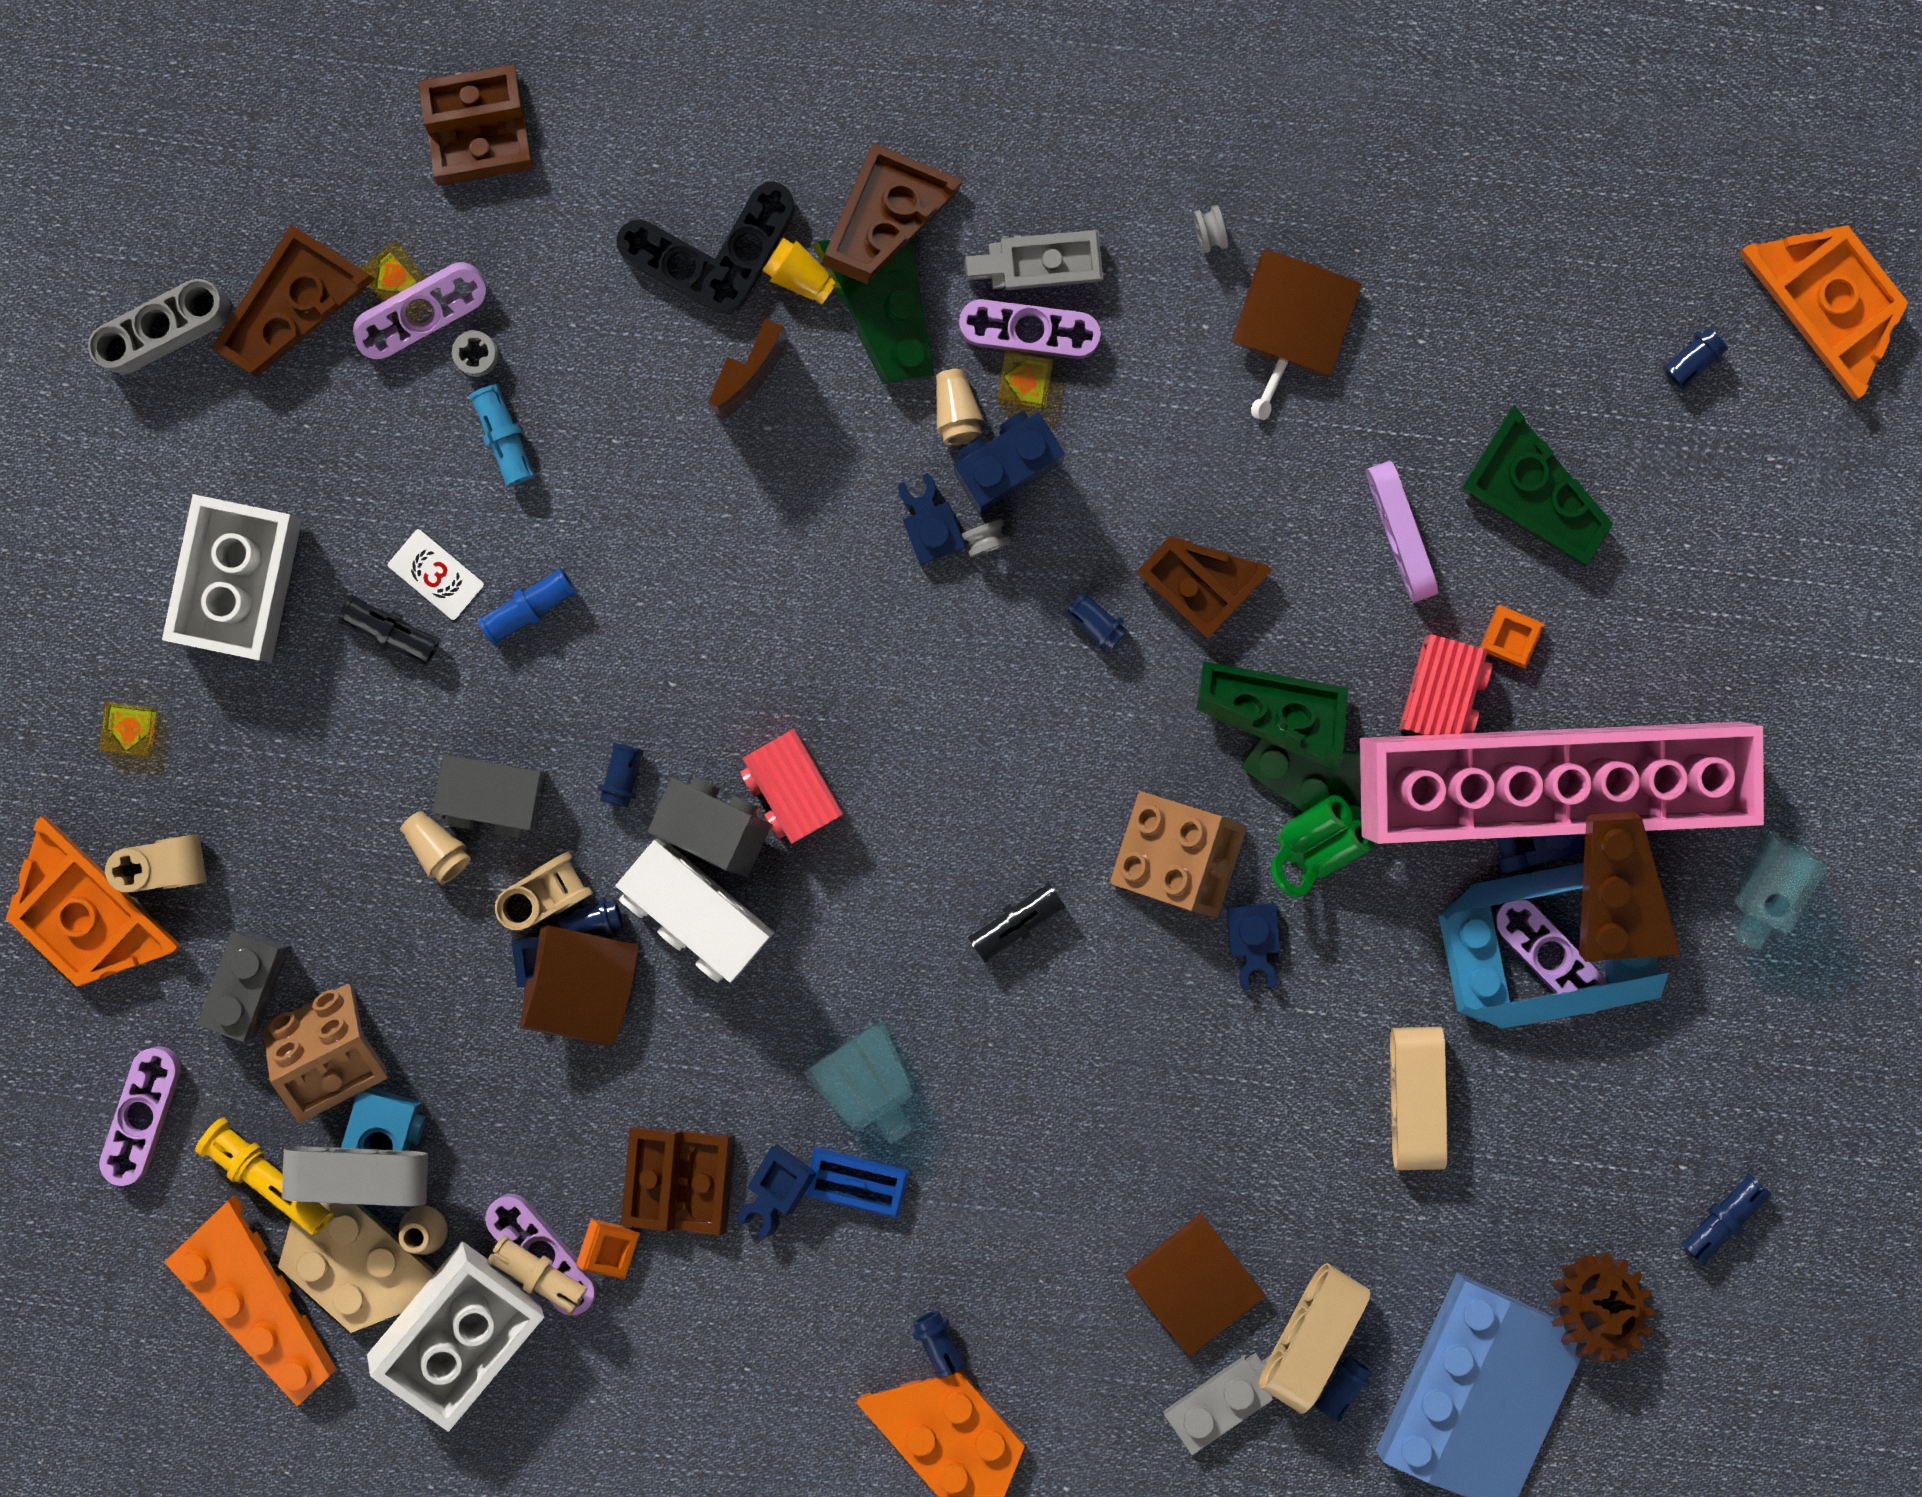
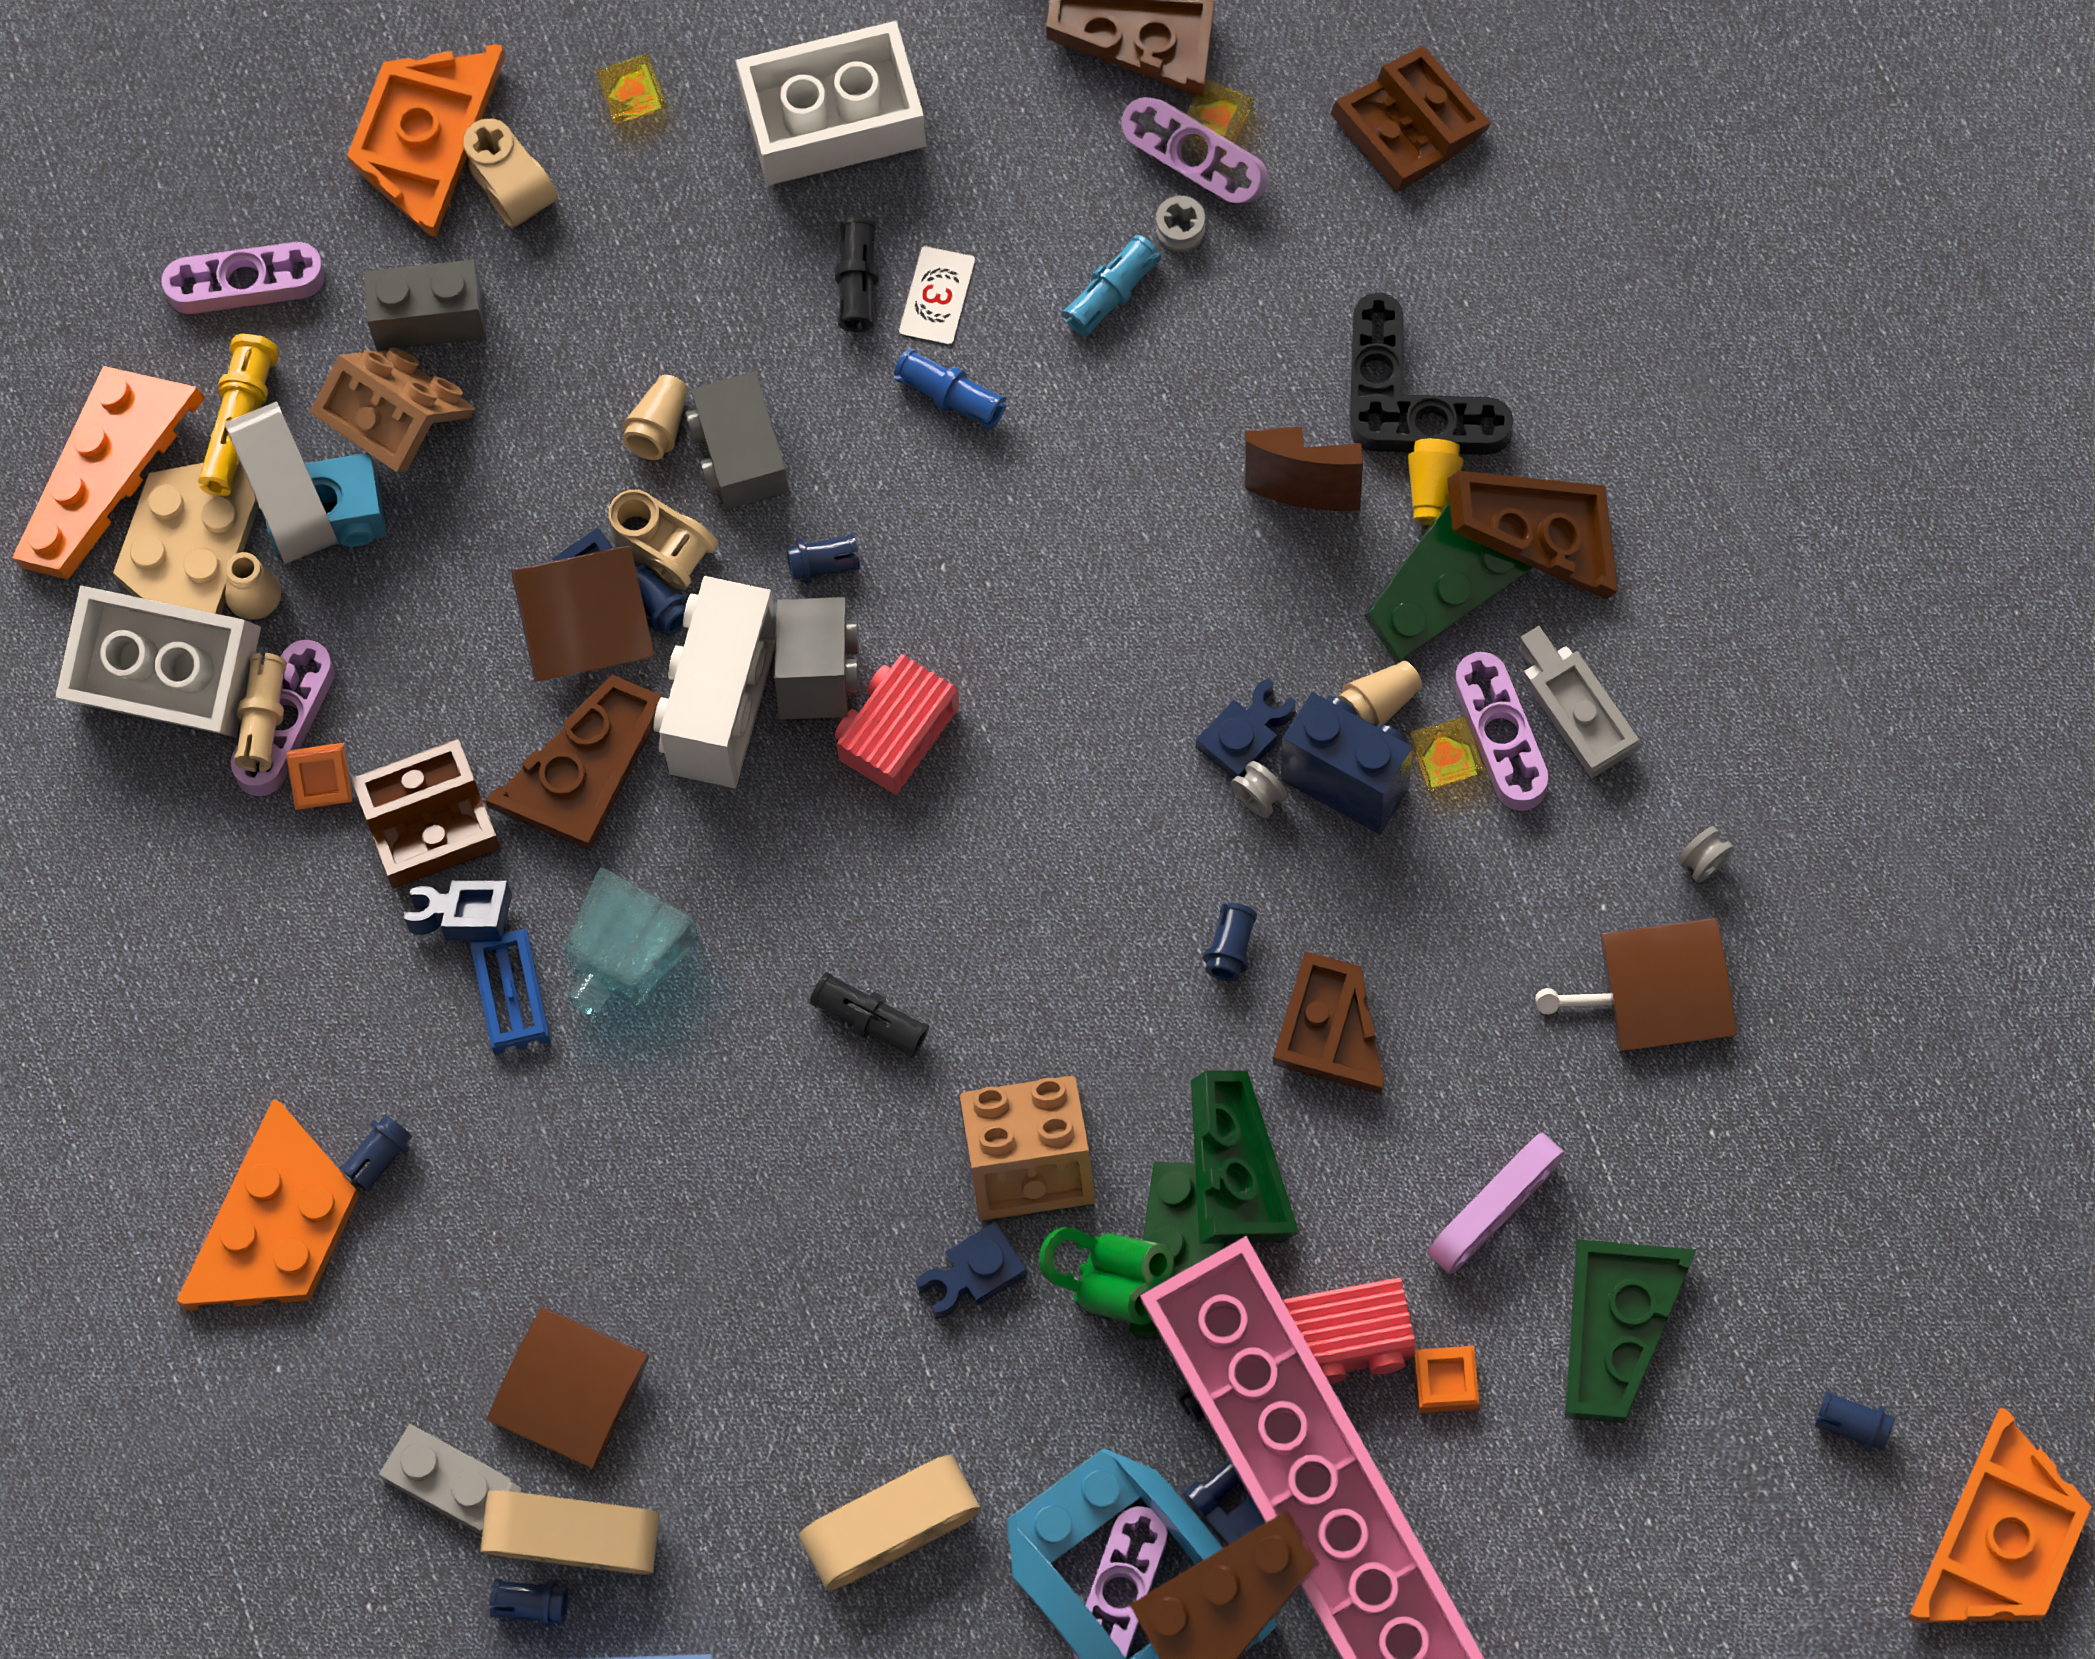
camera: 65 degrees right, 20 degrees down
(703, 1043) = (583, 768): none -> reddish brown wing

